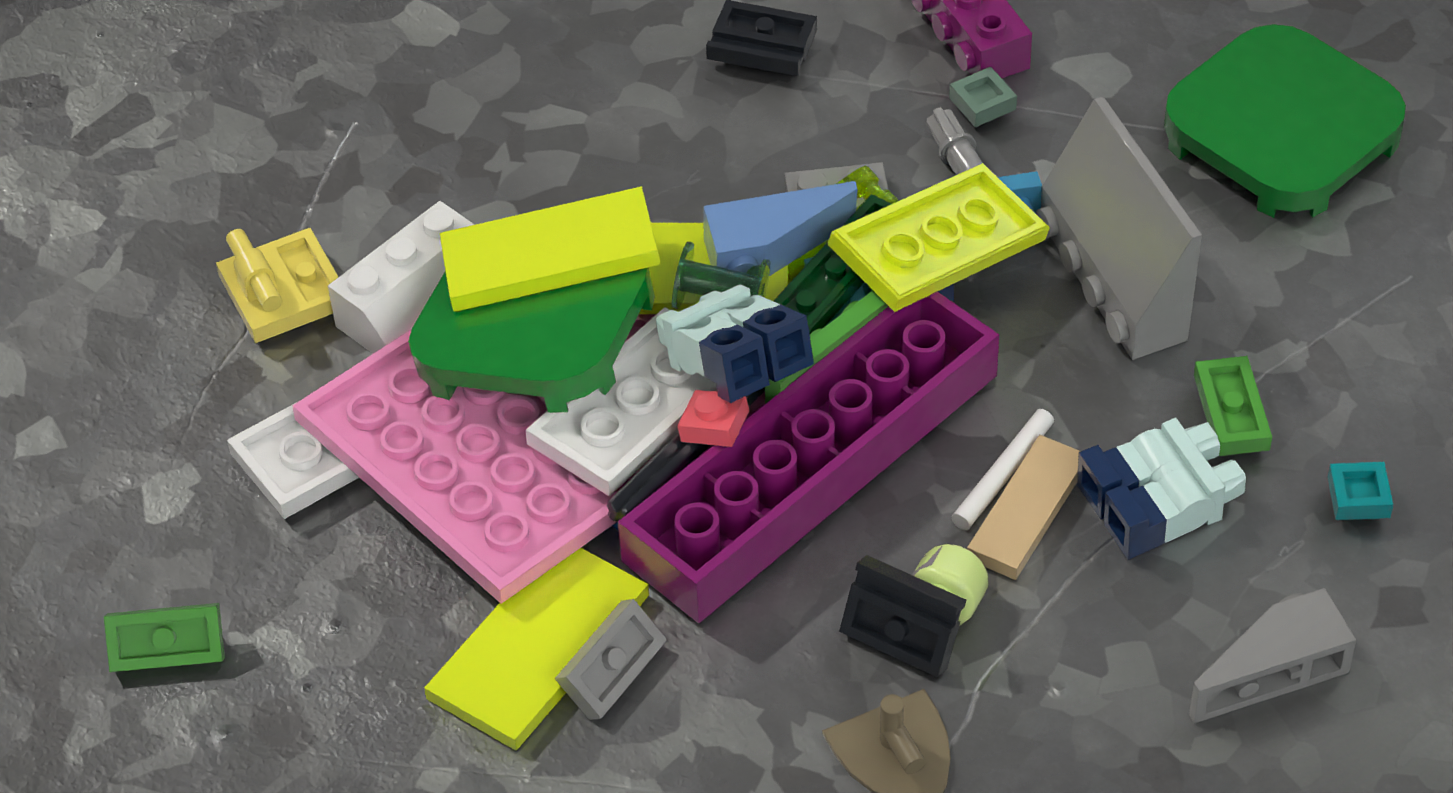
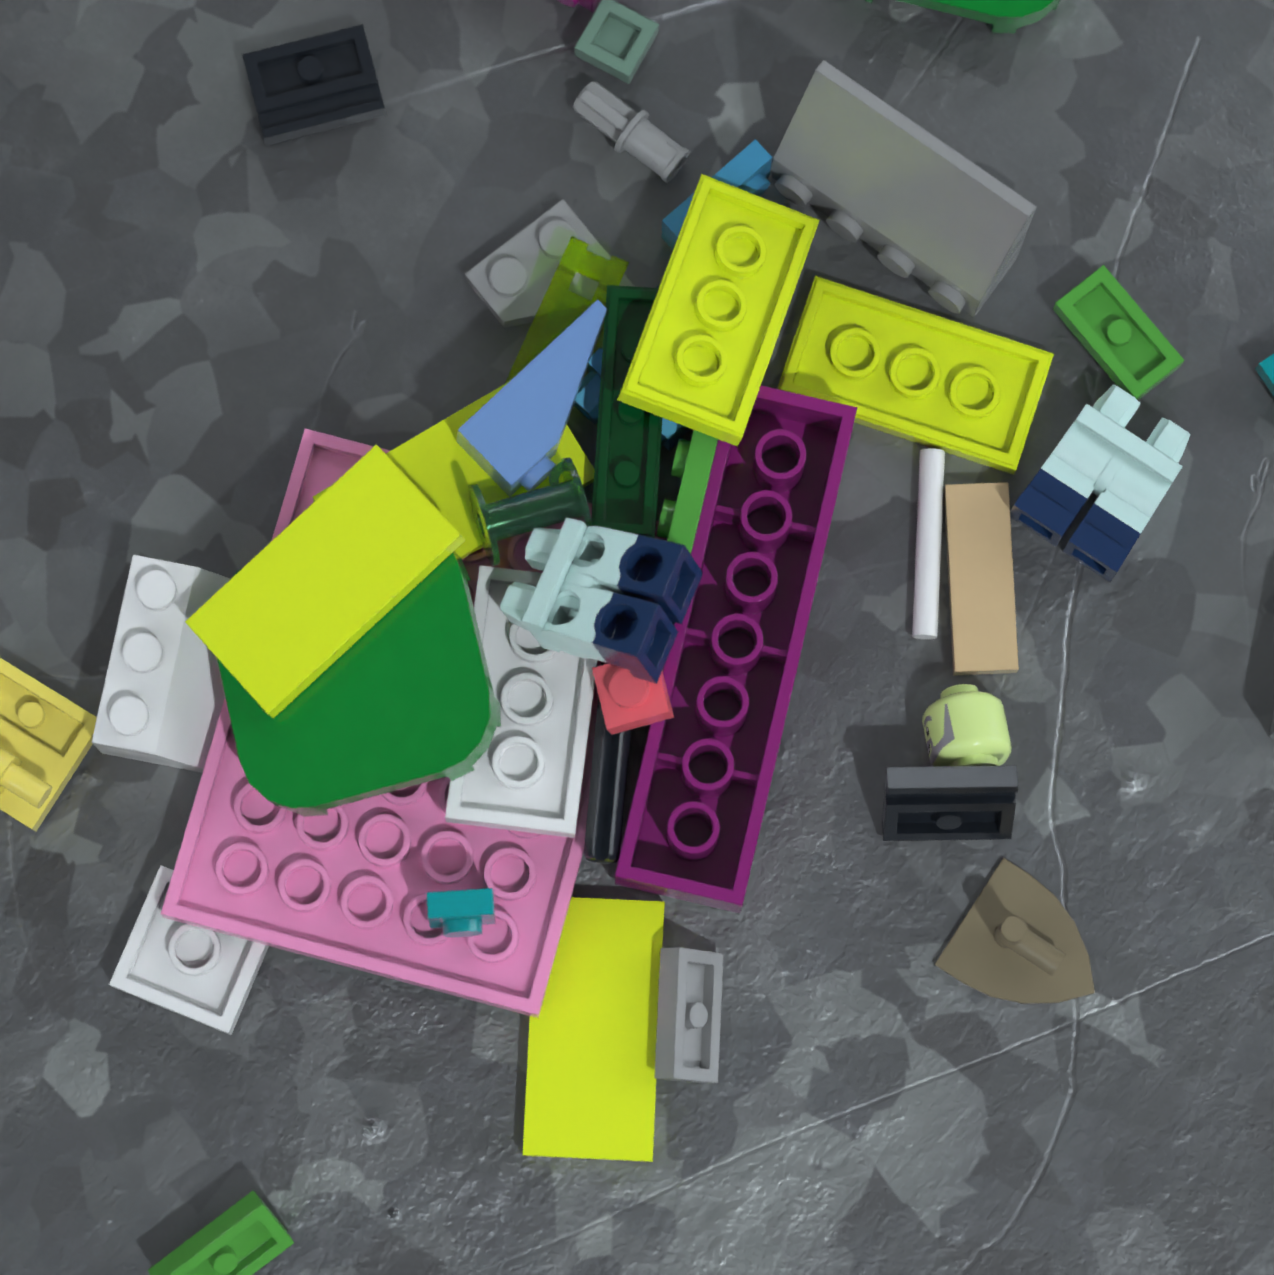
camera: 35 degrees left, 30 degrees up
(494, 487) = (461, 911): none -> teal plate
(1071, 370) = (917, 374): none -> neon yellow tile

